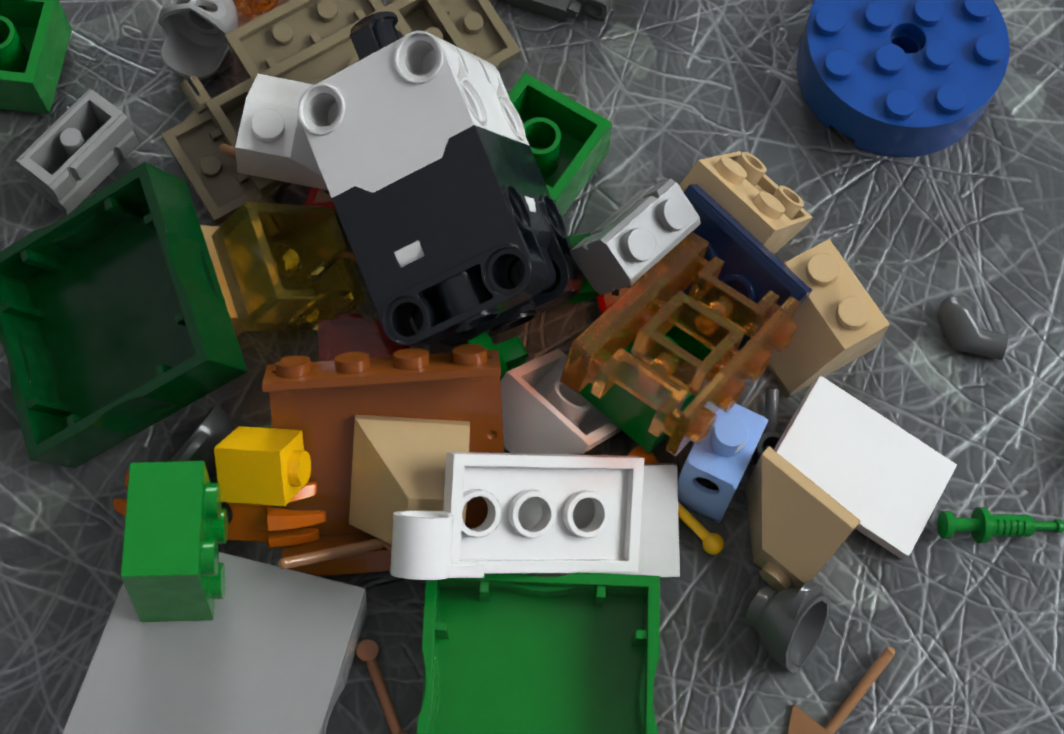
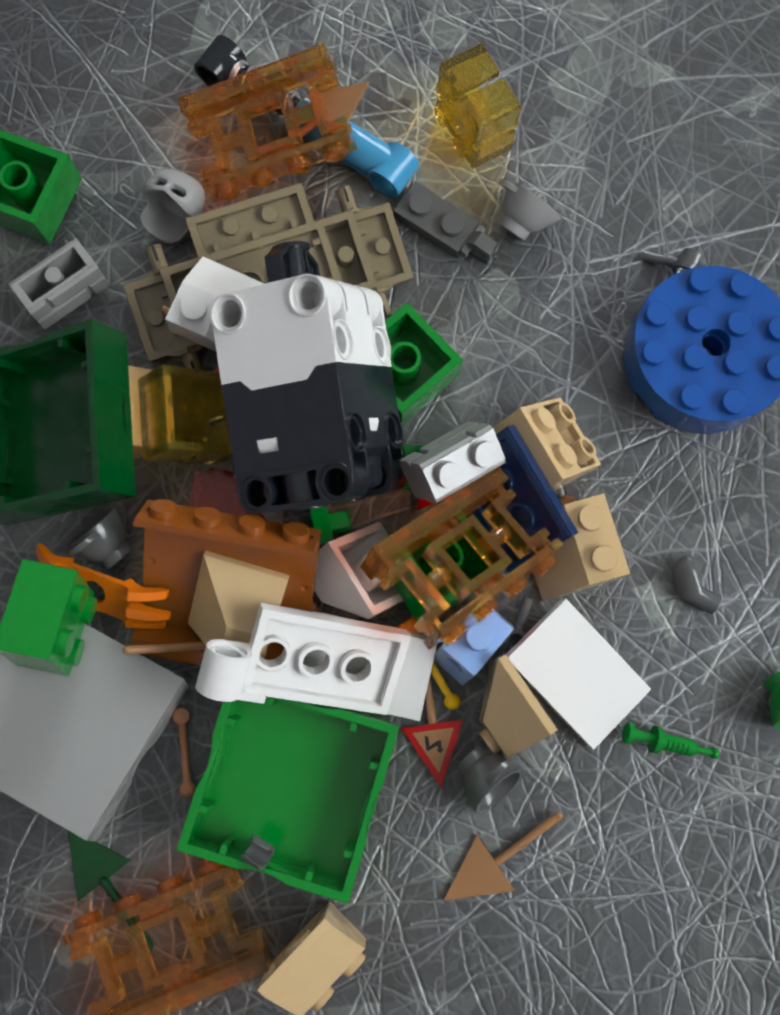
camera: 15 degrees right, 10 degrees up
(262, 465) = (127, 572): yellow brick -> none
(705, 599) = (434, 740): none -> piece

